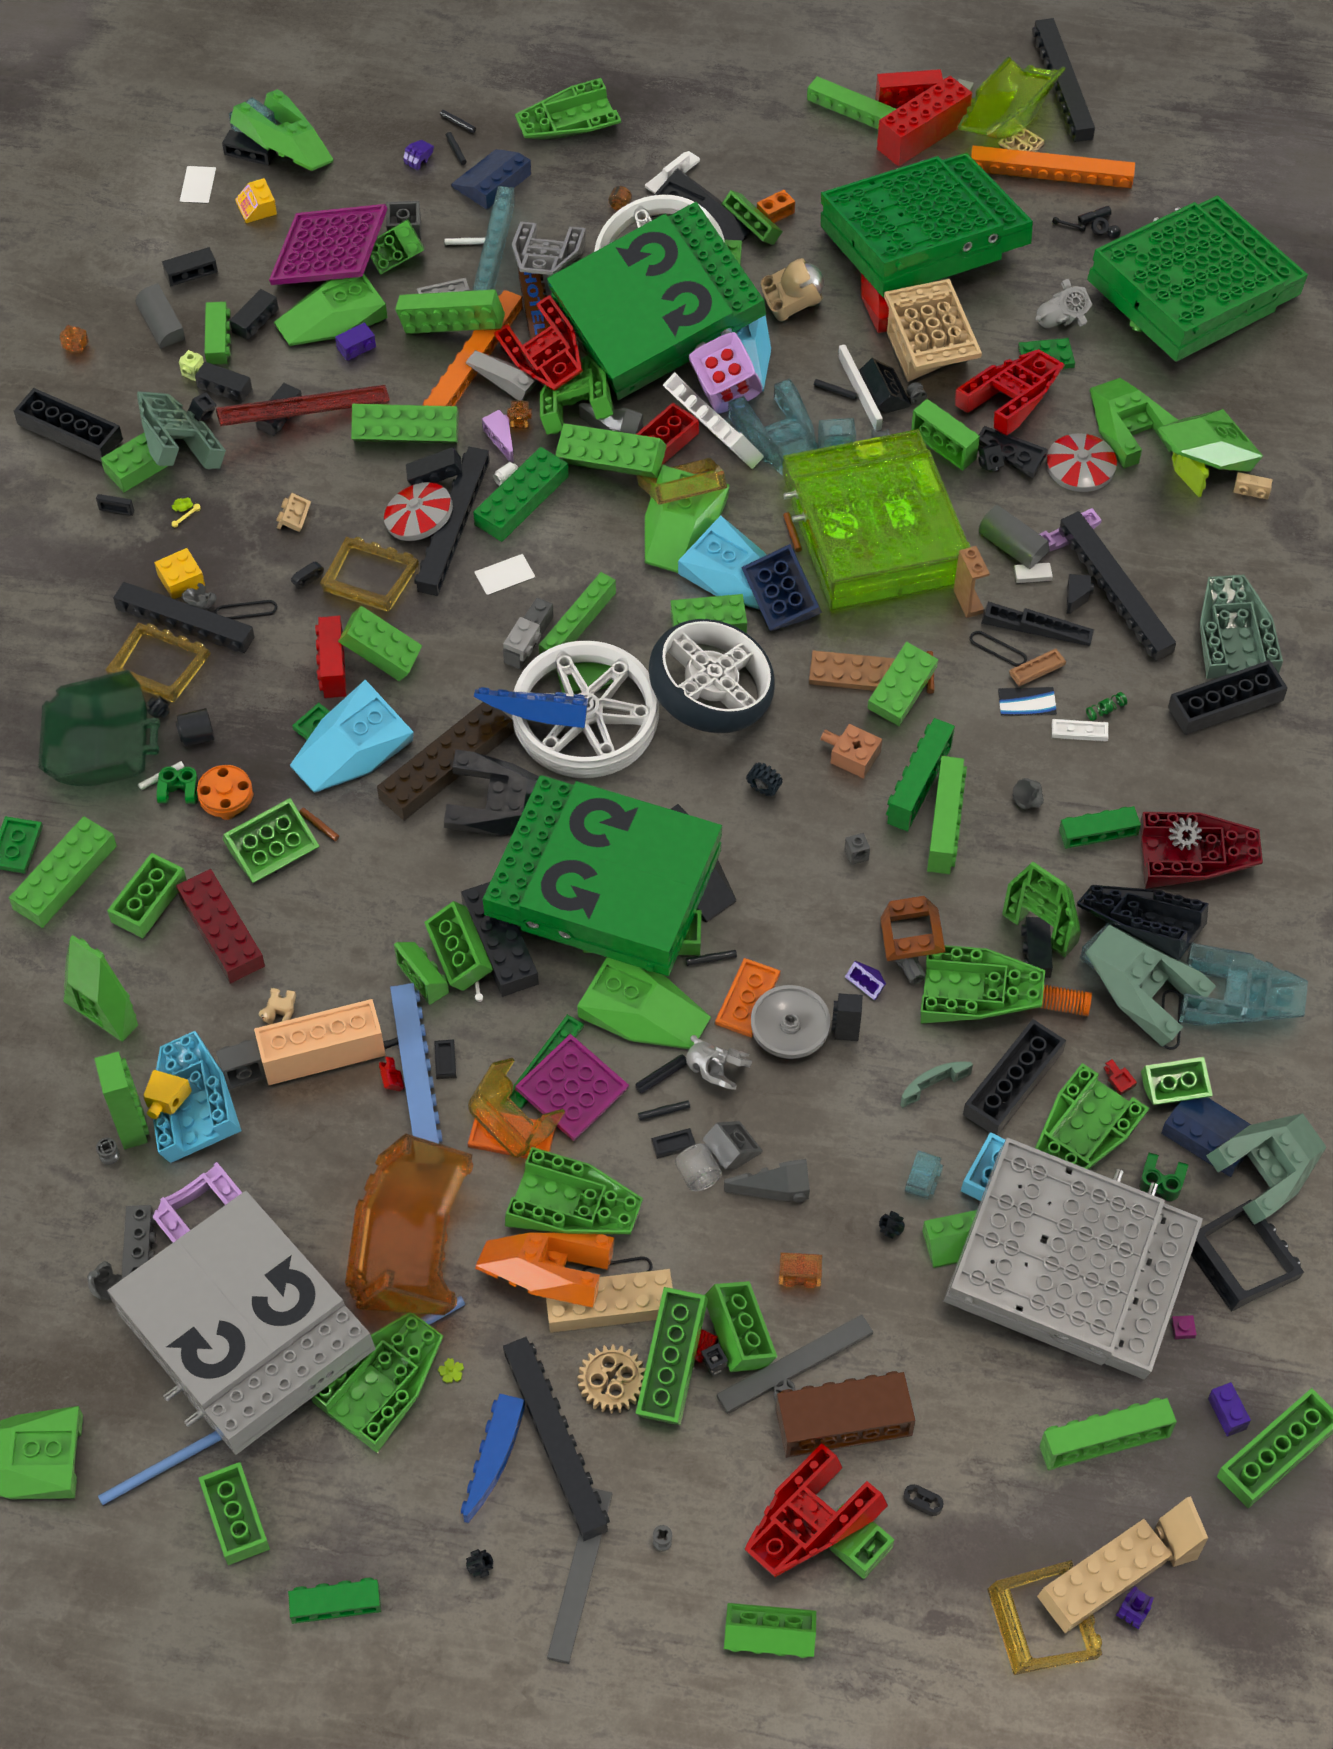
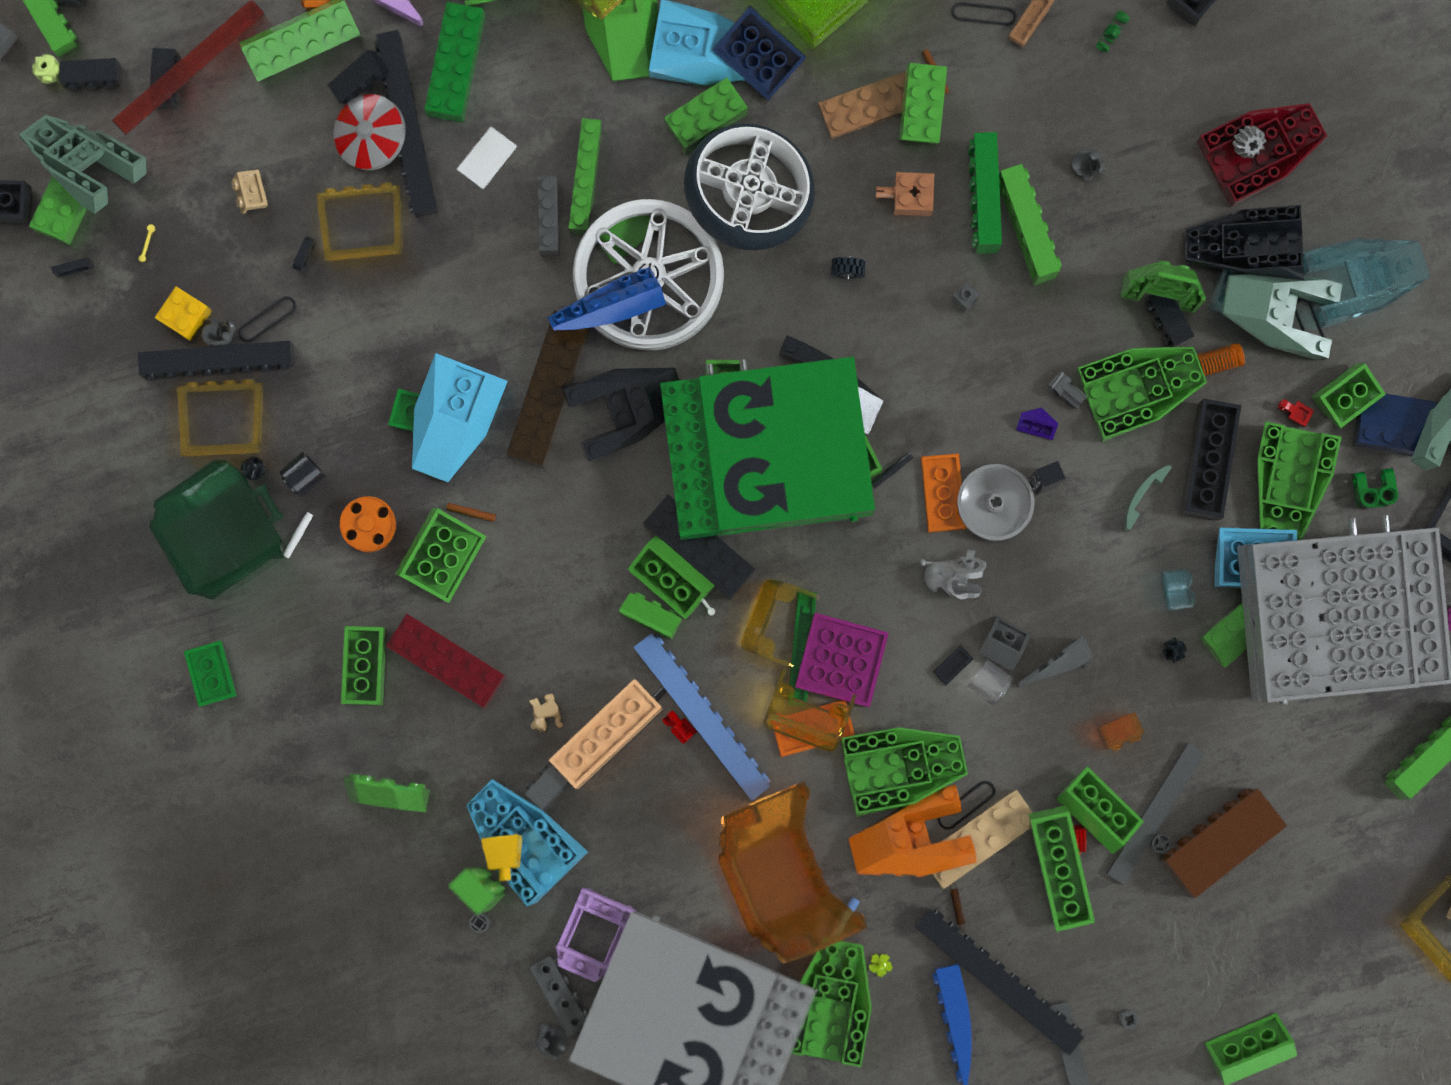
camera: 25 degrees left, 25 degrees up
(62, 871) = (272, 679): bright green brick -> none
(177, 780) = (319, 536): green piece -> none
(182, 504) = (135, 233): lime plant -> none
(202, 407) = (89, 115): black brick -> none
(330, 657) = (385, 339): red brick -> none
(380, 643) = (423, 303): bright green brick -> none
(445, 1059) = (716, 686): black tile -> none
(504, 473) = (427, 45): white brick -> none
(523, 638) = (551, 229): light grey bracket -> none
(524, 1017) = (754, 634): none -> clear yellow windscreen
(555, 1354) = (957, 907): none -> reddish brown piece
(594, 1370) = (1034, 906): tan gear -> none
(641, 1006) = (861, 552): bright green wedge -> none
(661, 1073) = (908, 605): black axle -> none
(664, 1110) = (928, 638): black piece -> none
(714, 1359) = (1095, 850): black piece -> none
(802, 1523) = (1236, 959): red wedge -> none
(864, 1548) = (1280, 942): bright green slope -> none
(914, 945) = (1068, 377): dark orange wedge -> none
(925, 1495) = (1315, 873): black beam -> none
(1027, 701) = (1037, 59): sticker -> none
(1079, 730) = (1099, 68): white tile -> none
(1099, 827) = (1167, 165): green brick -> none

